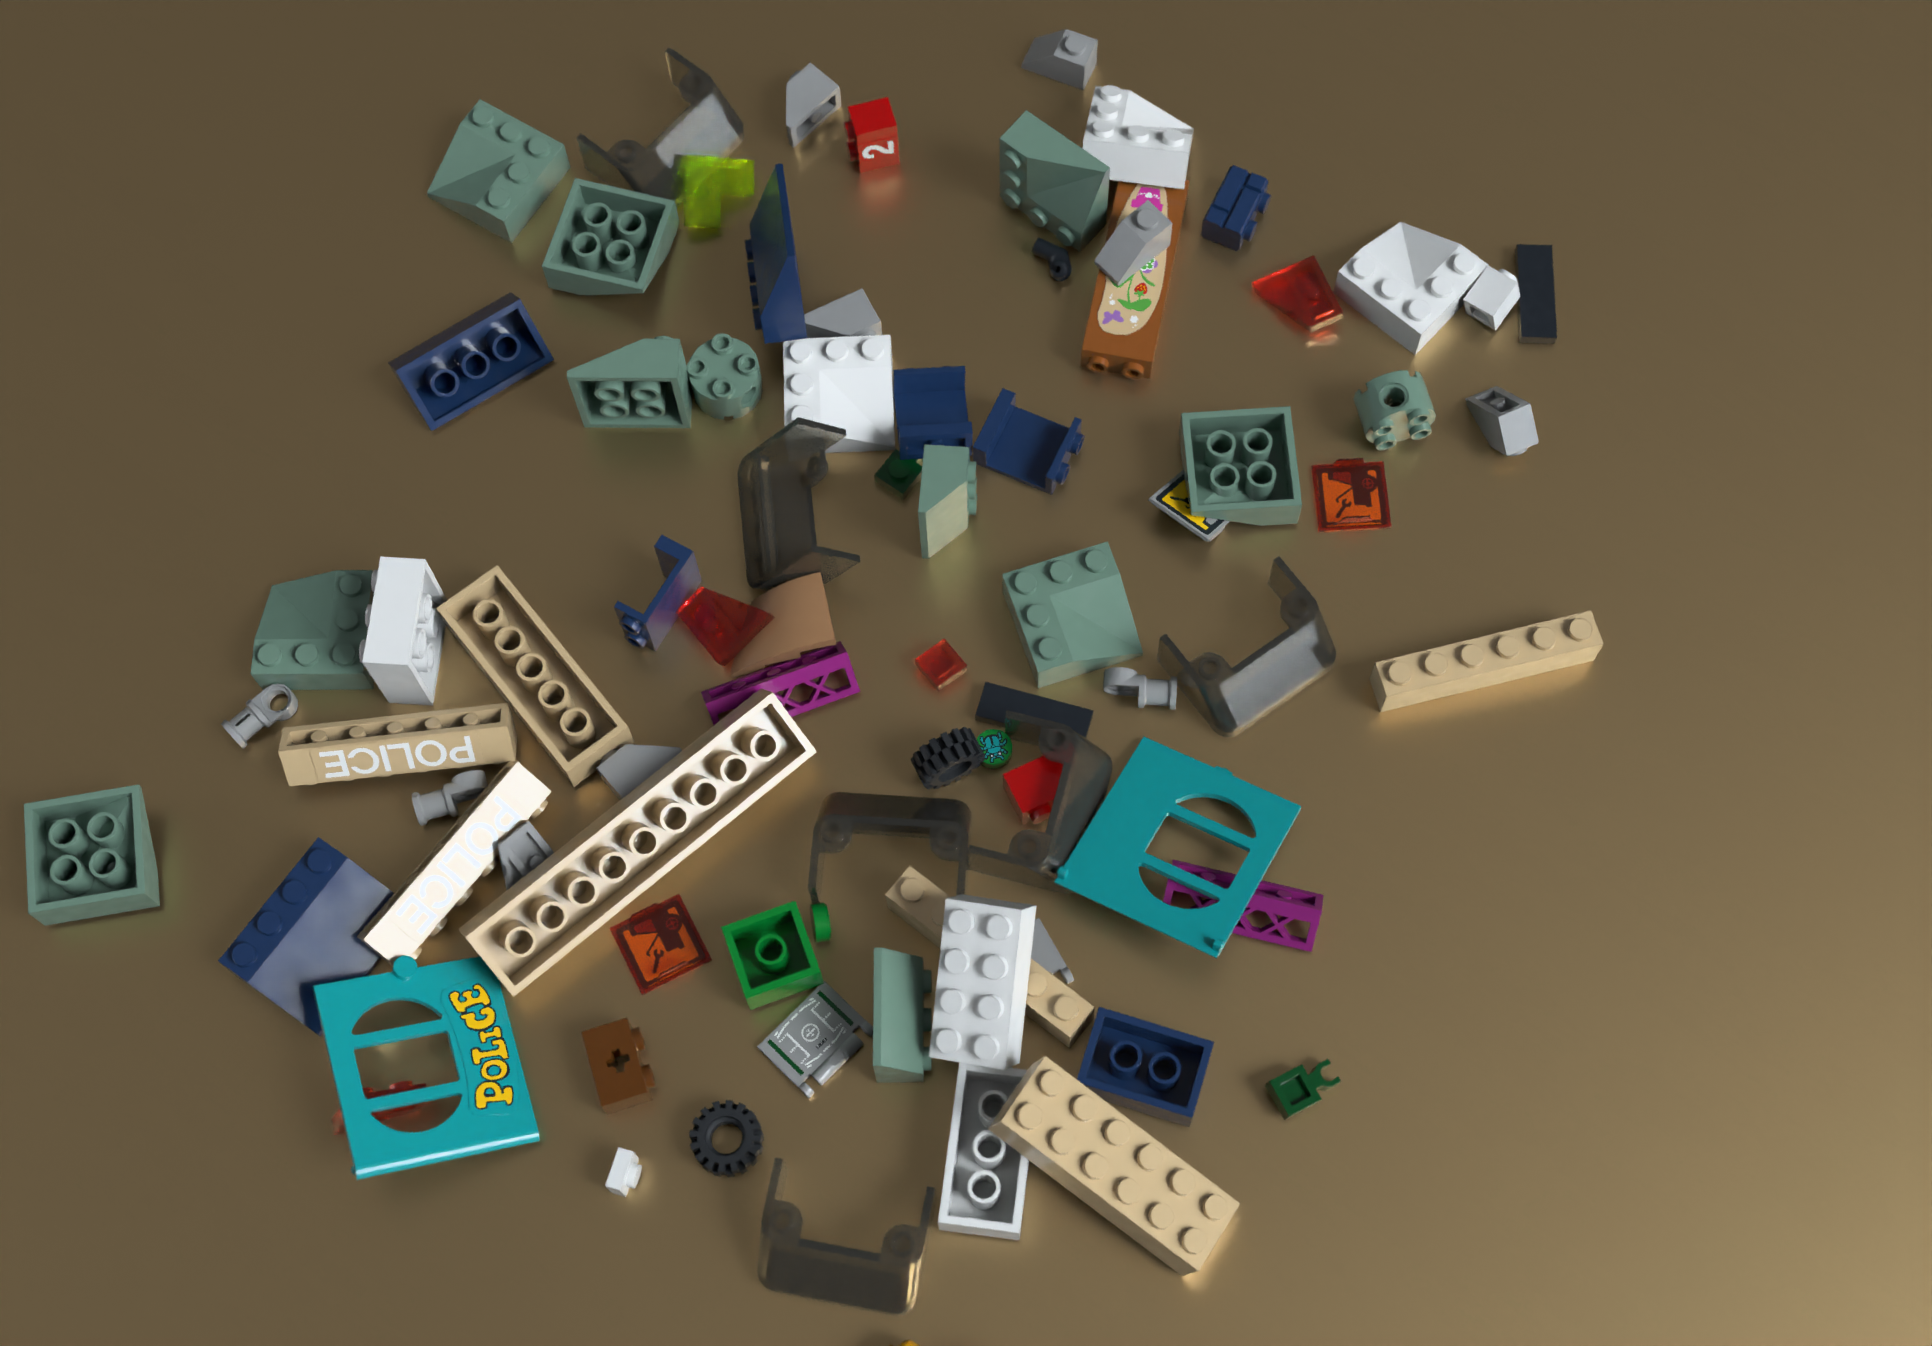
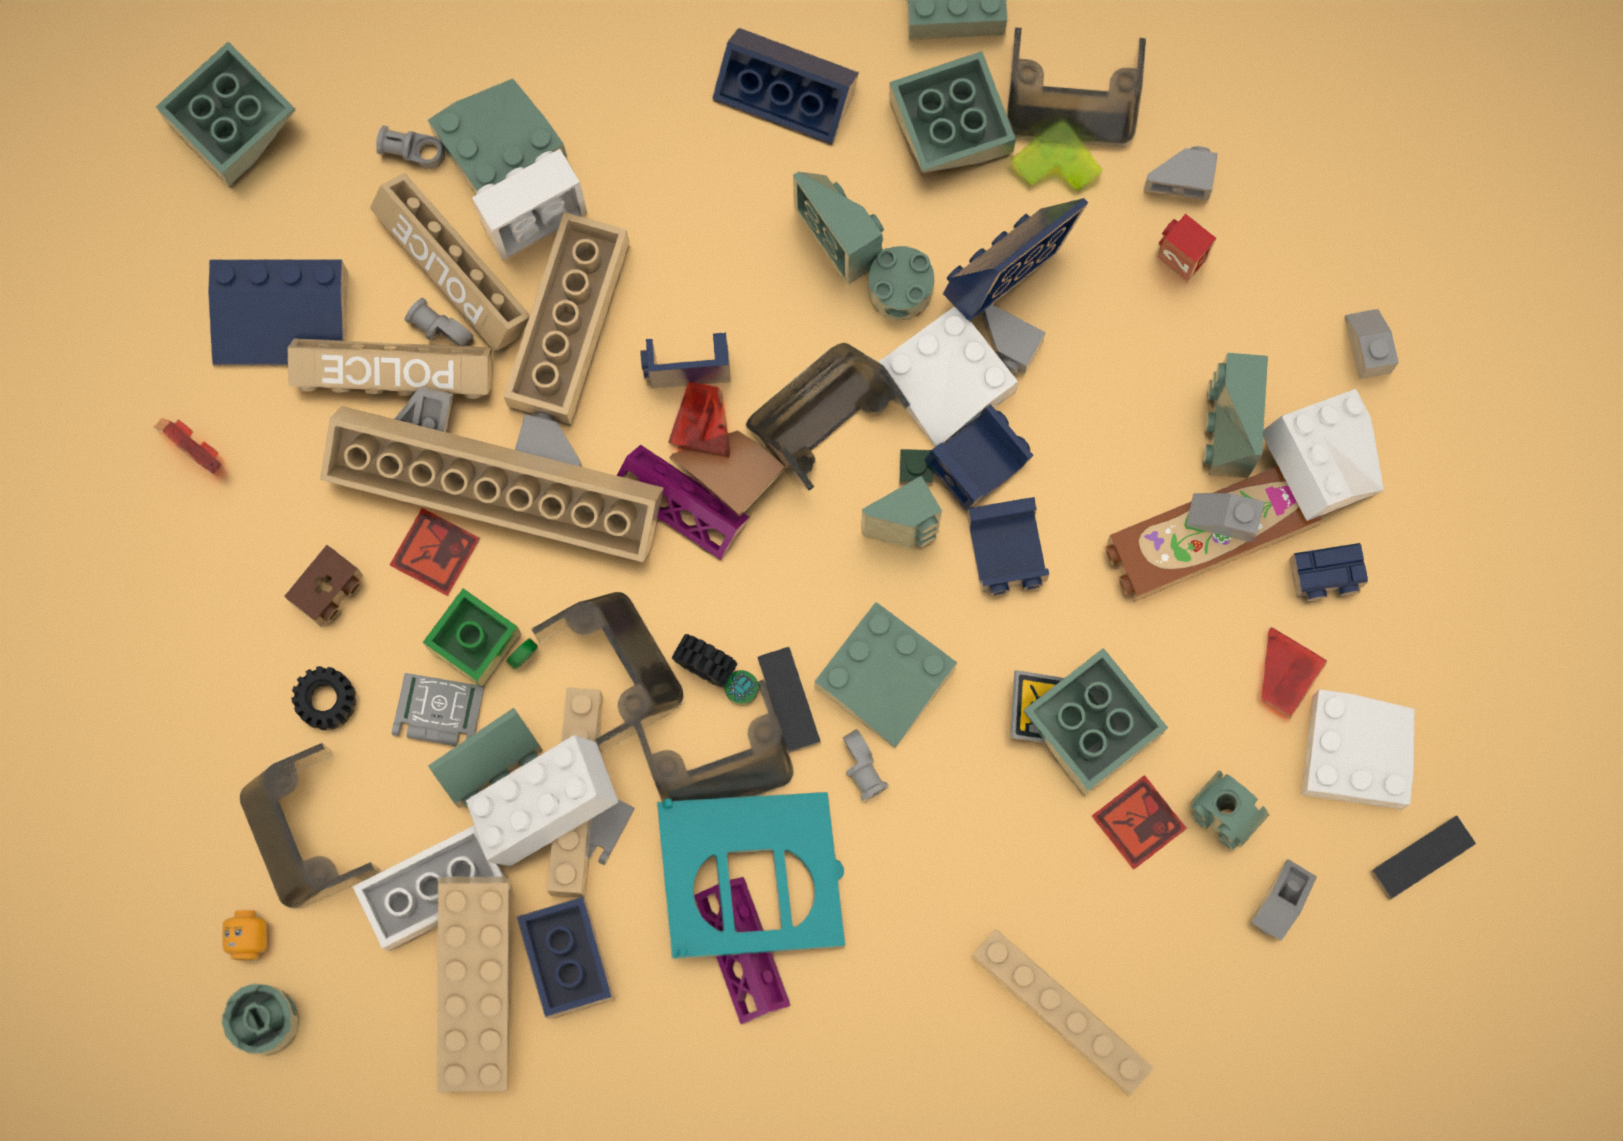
camera: 55 degrees right, 10 degrees up
(491, 1083) = (254, 508): teal door -> none
(624, 1172) = (252, 644): white plate -> none
(941, 665) = (780, 604): clear red plate -> none
(1033, 789) = (723, 737): red slope -> none
(1057, 258) = (1186, 461): black arm -> none
(1266, 679) = (937, 856): clear smoke windscreen -> none
(1298, 1090) = (625, 1079): dark green plate -> none
(1492, 297) = (1389, 825): white brick -> none

